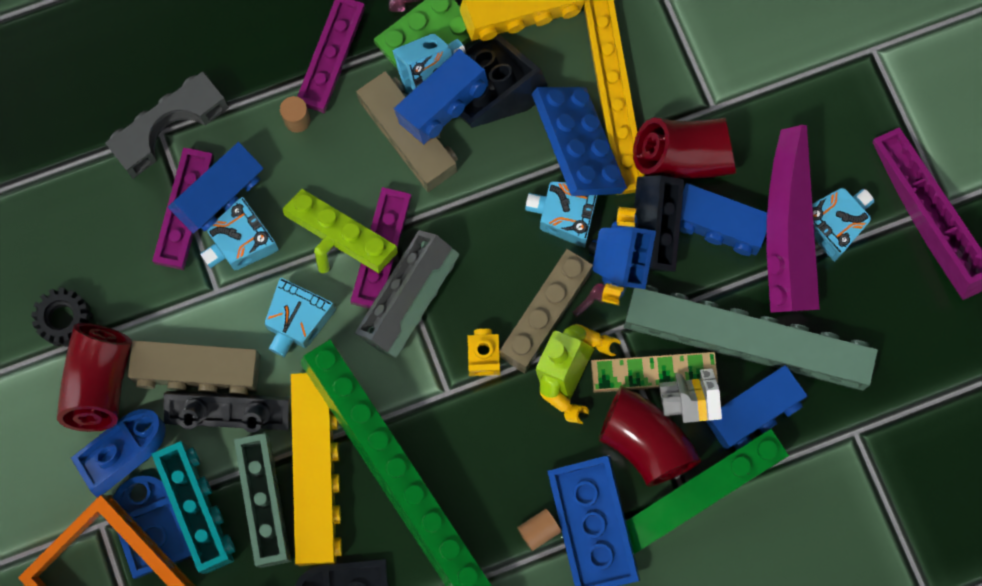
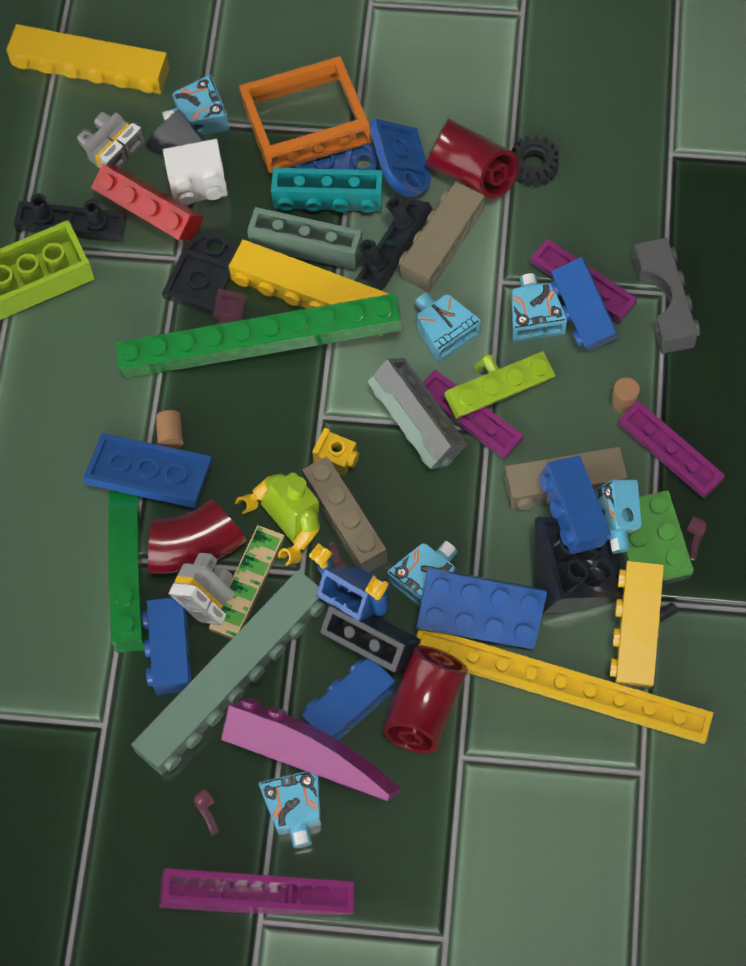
camera: 120 degrees right, 10 degrees down
(378, 543) = (228, 306): none -> clear pink plate
(877, 303) = (202, 802): none -> clear pink hand

